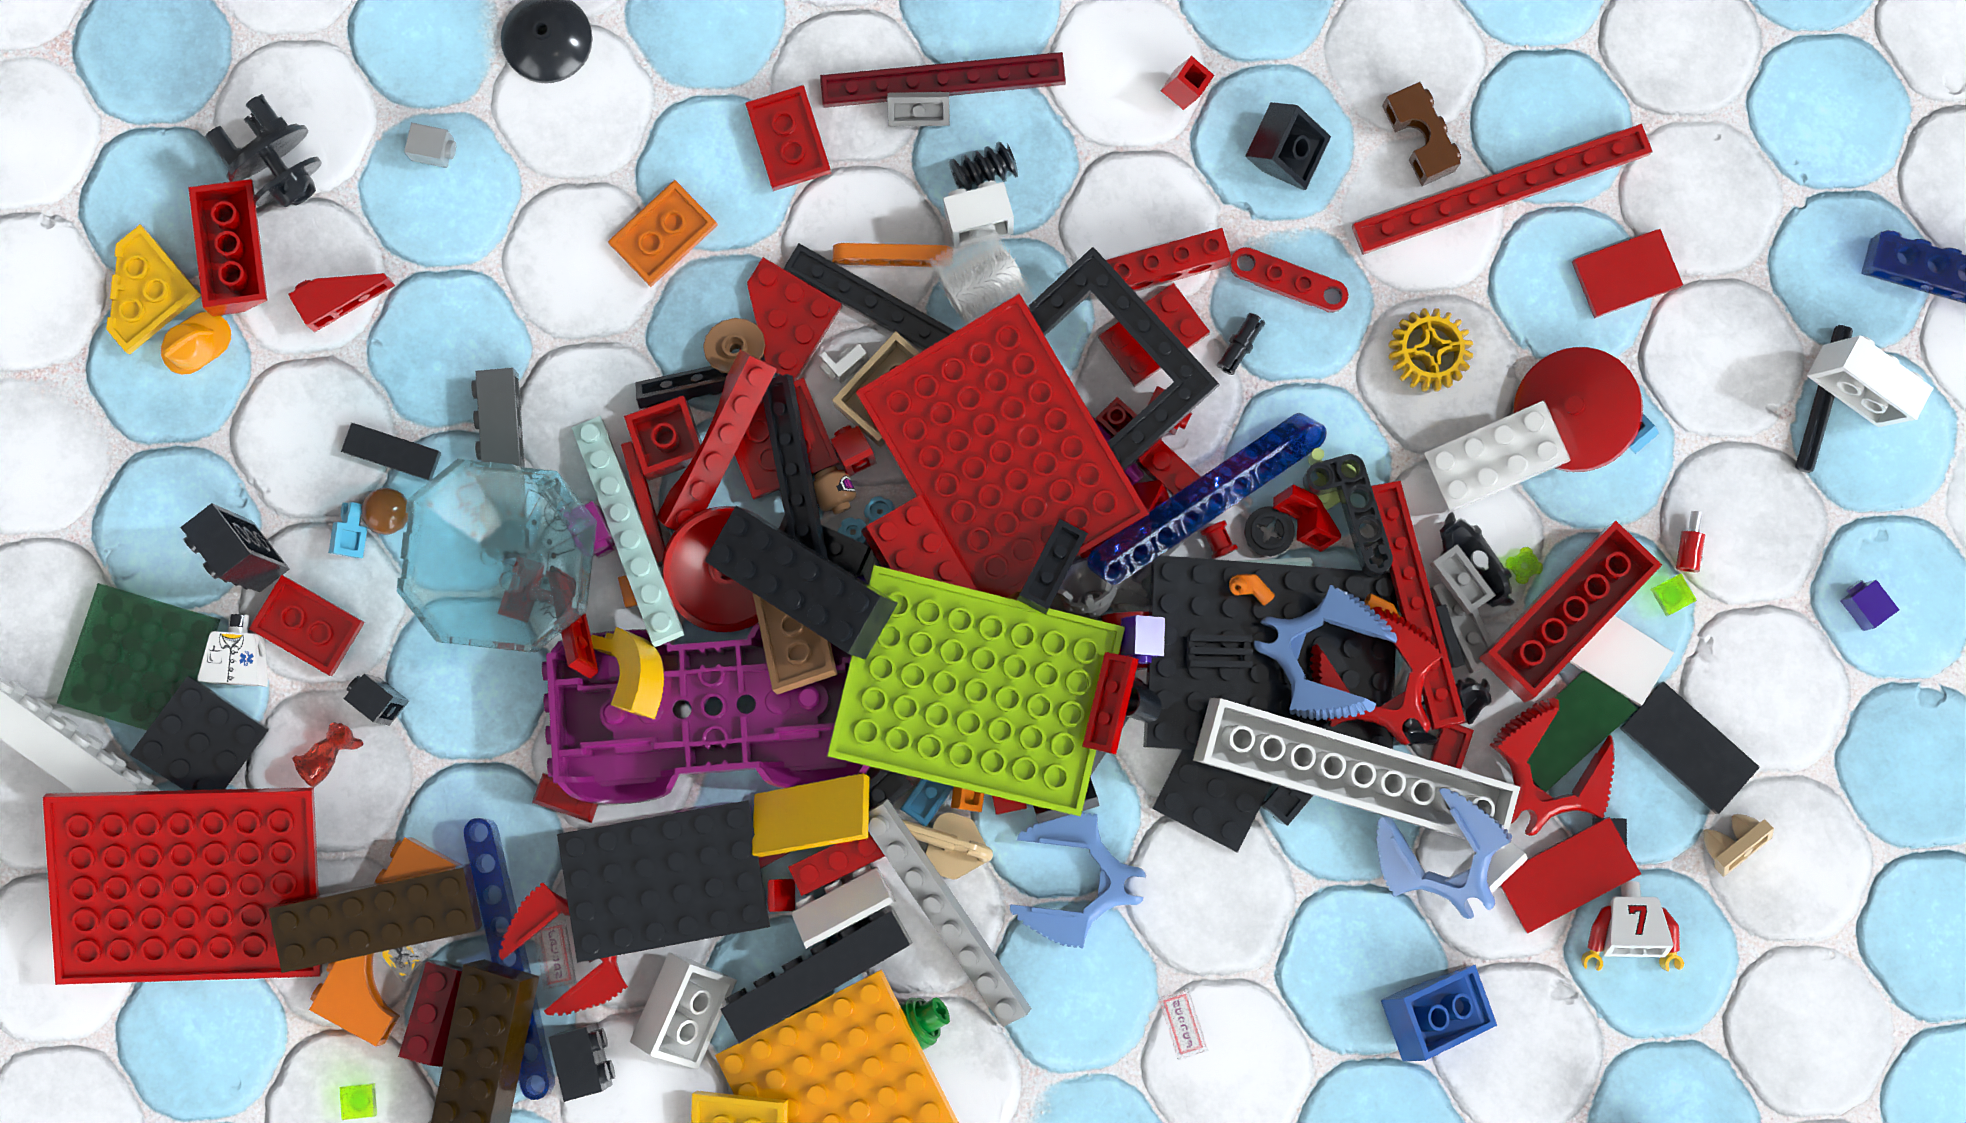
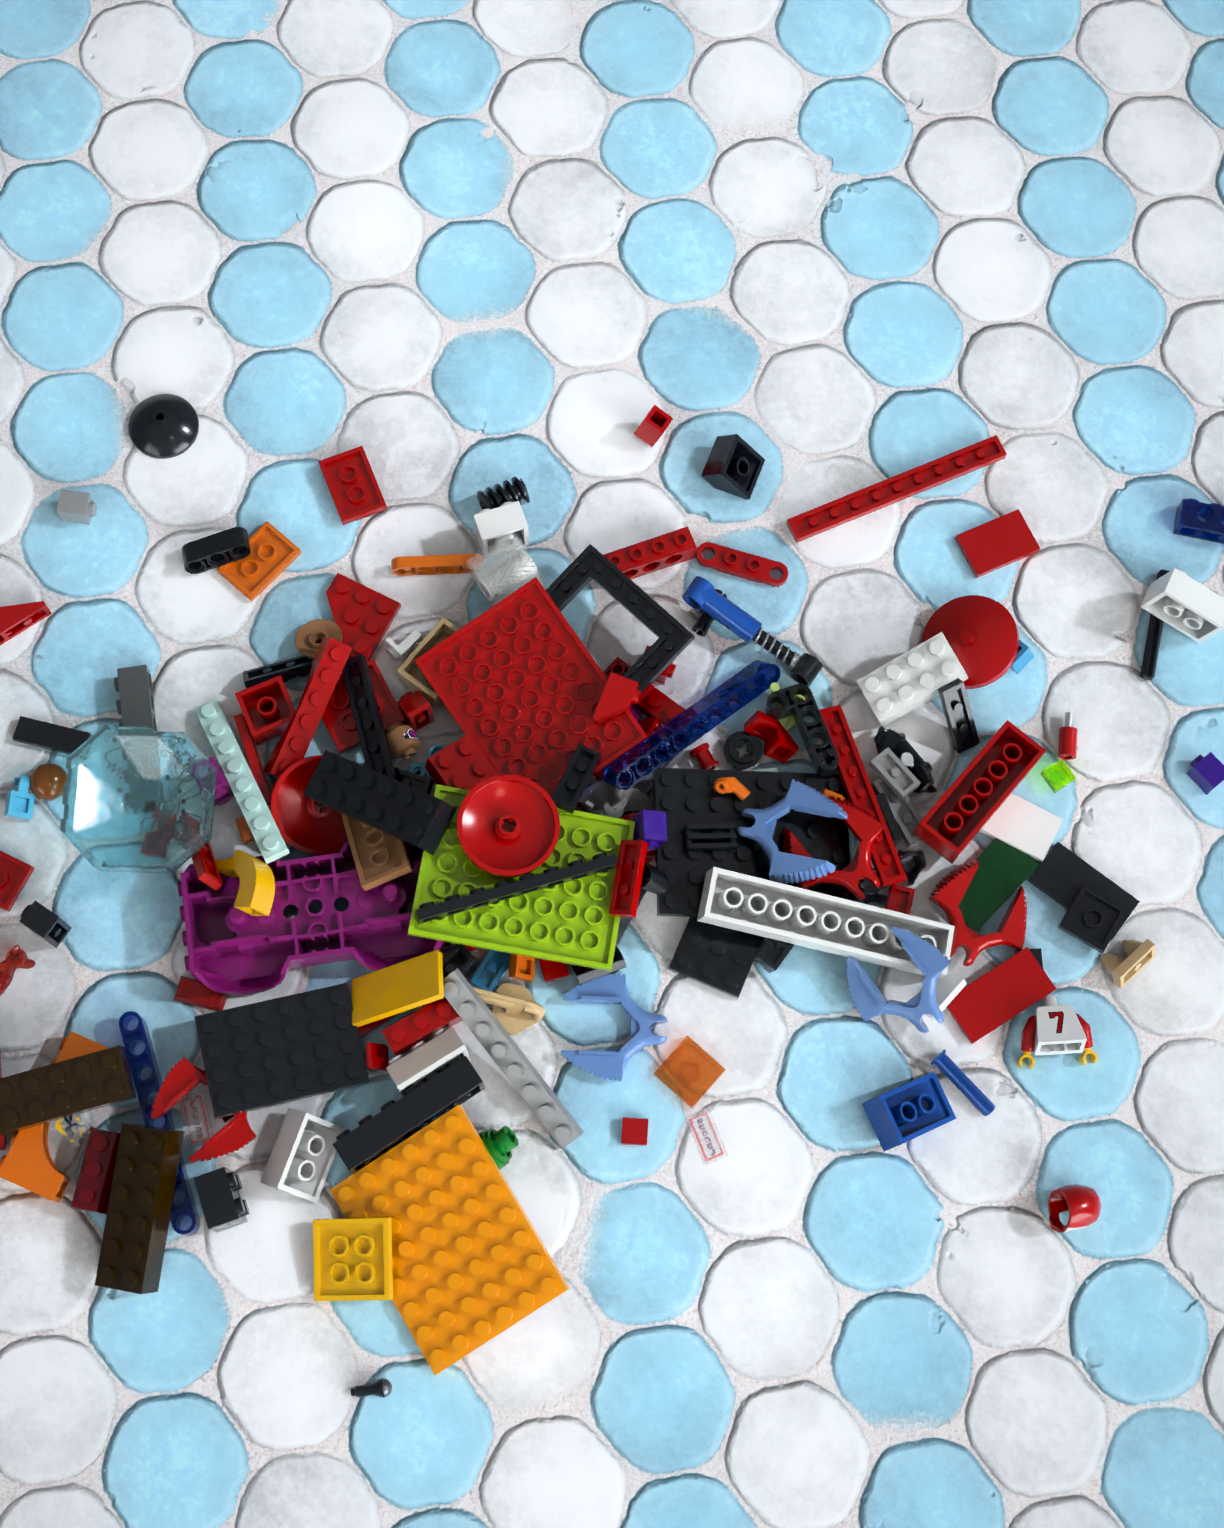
camera: 10 degrees left, 10 degrees down
(358, 1101) = (38, 1249): clear neon green plate -> none
(607, 217) = (216, 550): none -> black beam
(866, 298) = (414, 596): black tile -> none
(918, 109) = (451, 458): light grey plate -> none
(952, 709) = (505, 890): none -> black plate
(954, 77) = (468, 437): dark red tile -> none
(962, 628) = (508, 825): none -> red dish
(1094, 1011) = (634, 1131): none -> red tile
(1113, 463) = (616, 697): none -> red slope
(1168, 942) = (689, 1072): none -> clear orange tile
(1175, 313) = (630, 629): red plate -> none
(1236, 327) = (704, 597): none -> piece
(1414, 109) = (826, 435): reddish brown arch -> none
(1455, 344) = (856, 625): yellow gear -> none
(1510, 982) = (963, 1083): none -> blue axle
(1525, 556) = (942, 755): clear neon green plate -> none
(1553, 509) = (958, 716): none -> black plate
(1696, 786) = (1092, 918): none -> black tile

